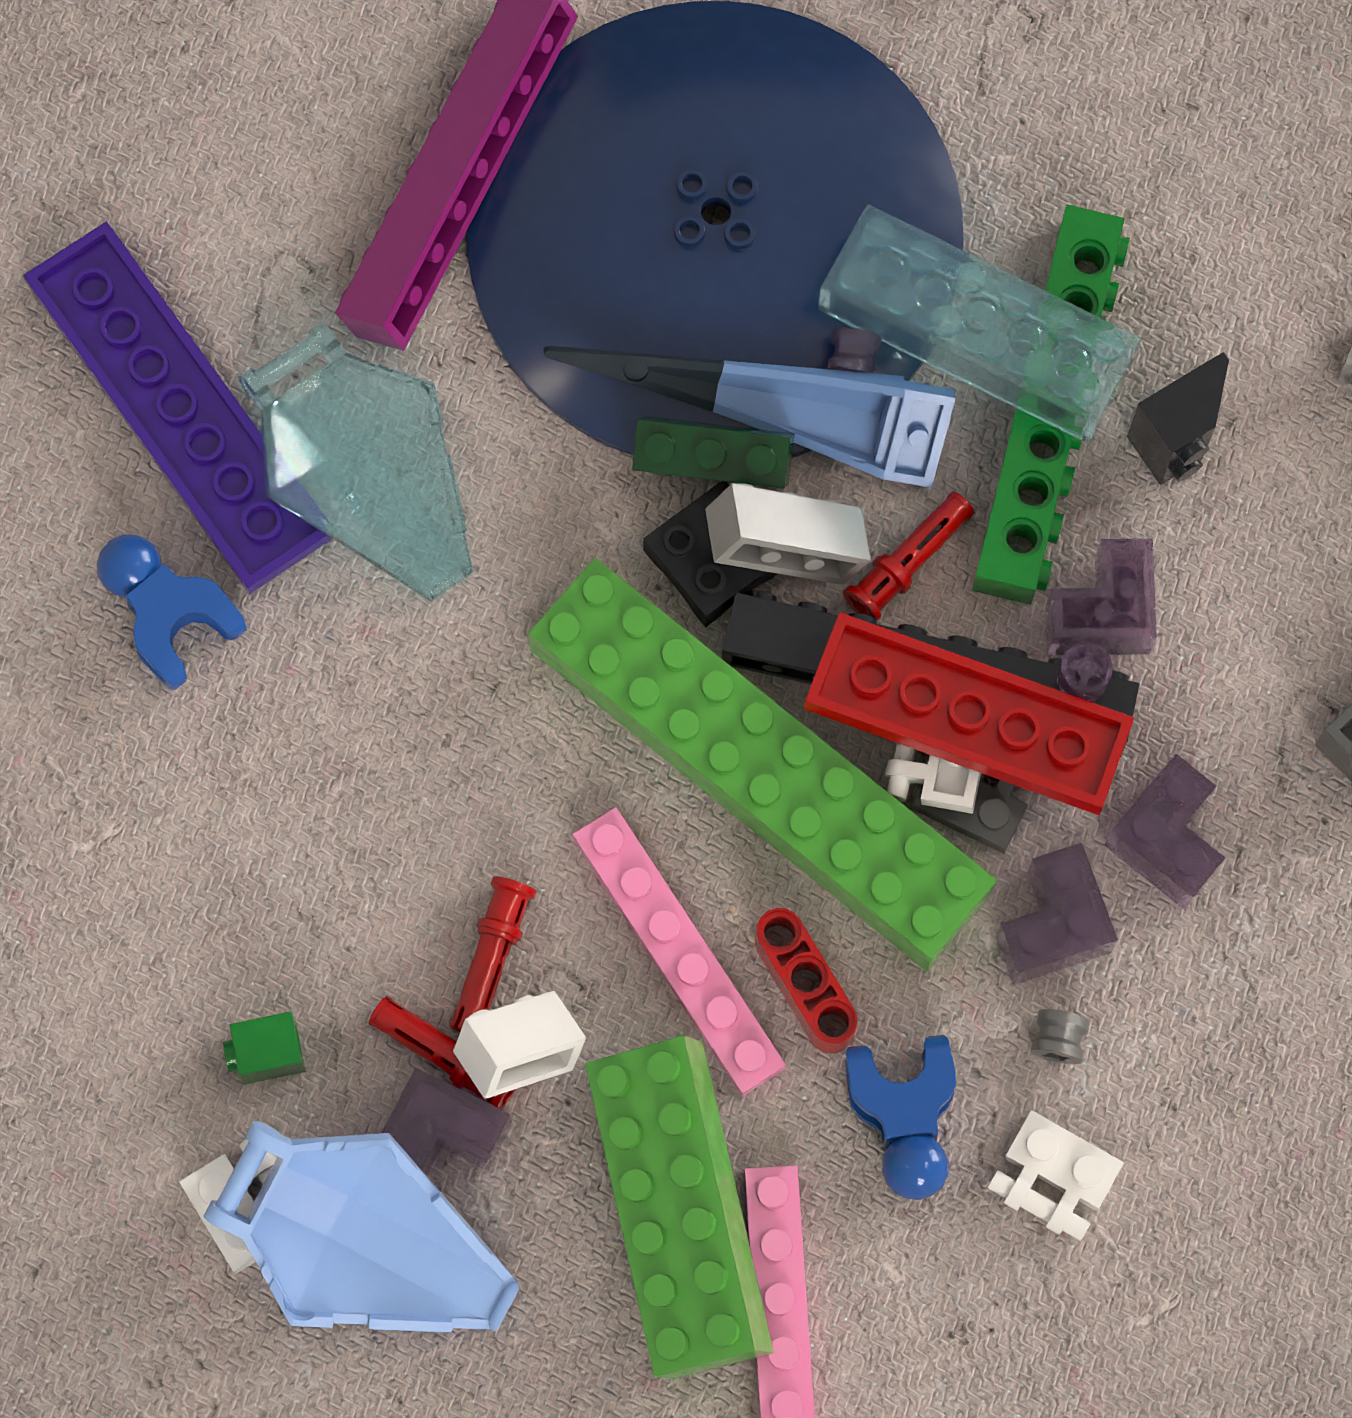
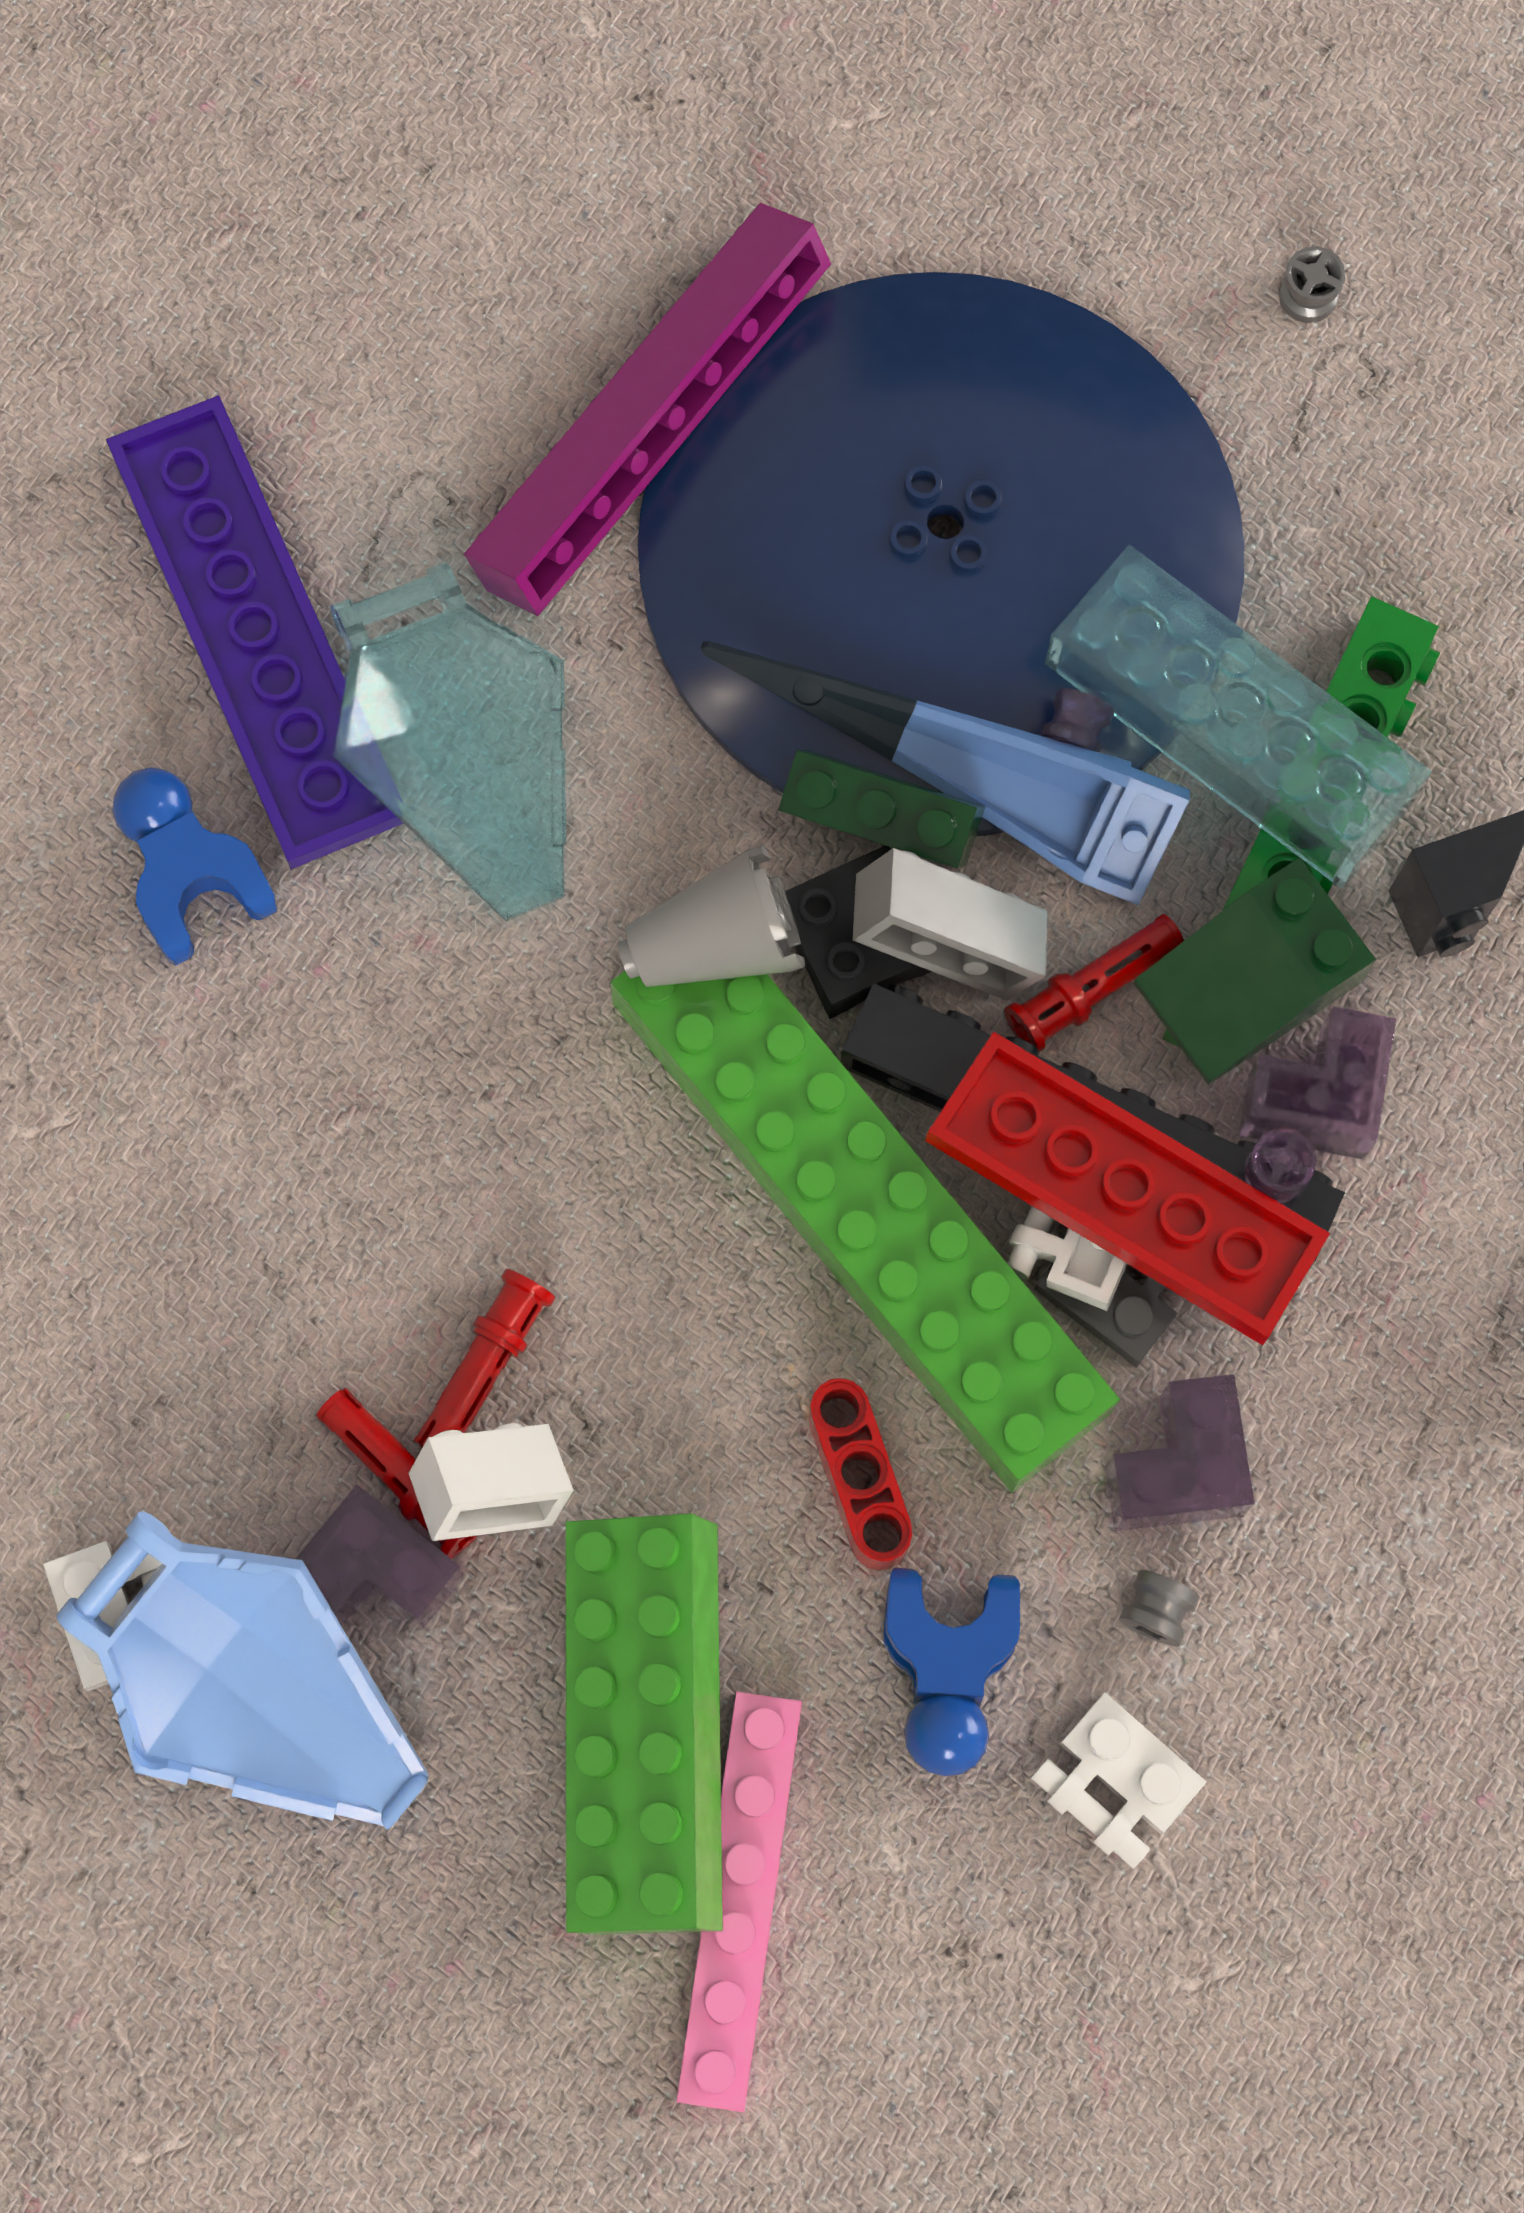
camera: 10 degrees right, 0 degrees up
(264, 1048) = (183, 1422): green brick -> none
(605, 575) = (716, 928): none -> light grey cone
(679, 951) = (714, 1407): bright pink plate -> none
(1035, 523) = (1256, 971): none -> dark green slope
(1156, 834) = (1328, 1386): clear purple brick -> none

